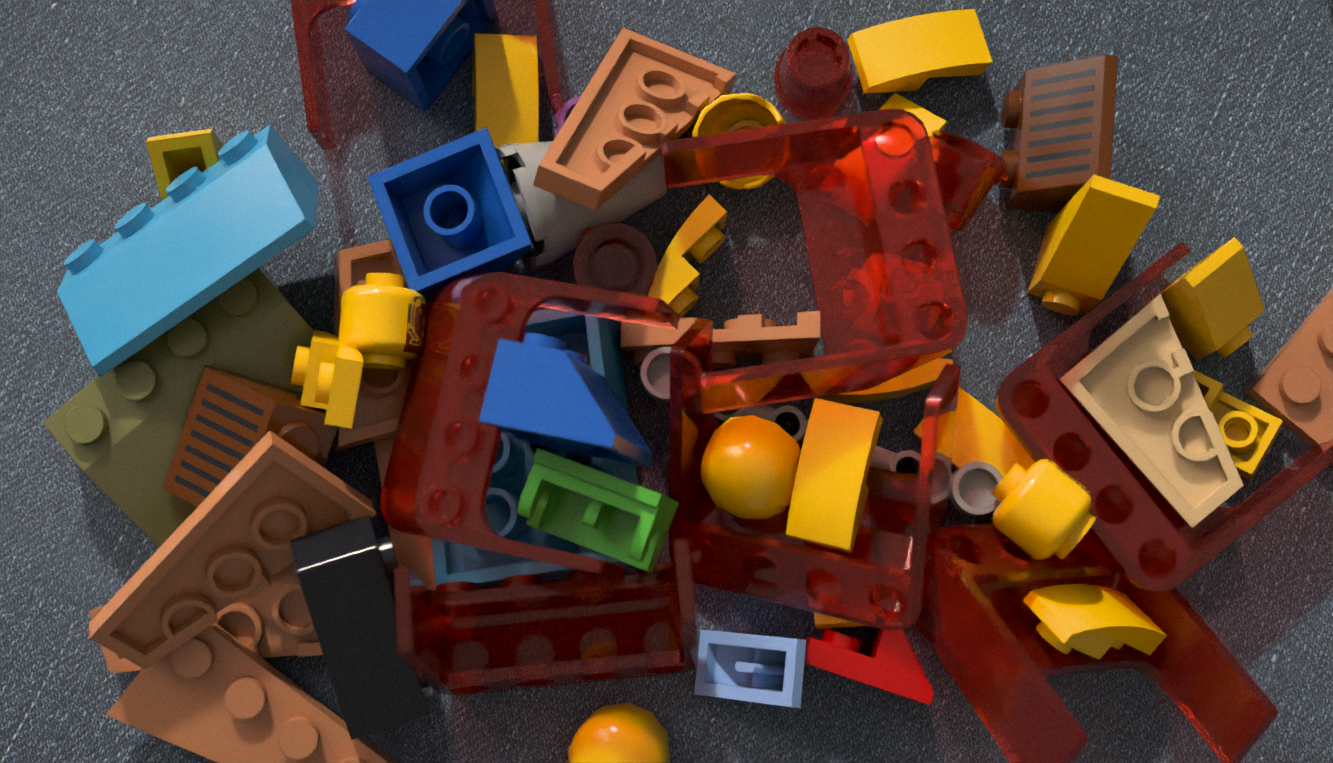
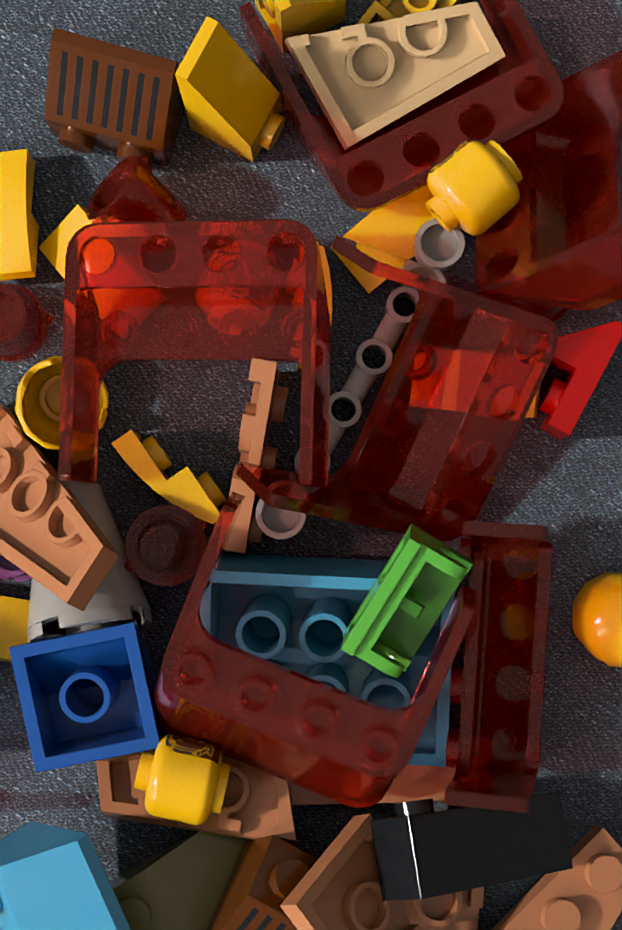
camera: 80 degrees left, 5 degrees up
(329, 377) = (231, 838): yellow slope -> none
(558, 402) = (301, 619): blue slope -> none
(750, 467) = (382, 450): yellow hair -> none
(750, 668) = (564, 481): light blue slope -> none
(833, 474) = (406, 374): yellow slope -> none
(1092, 619) = (576, 163): yellow slope -> none

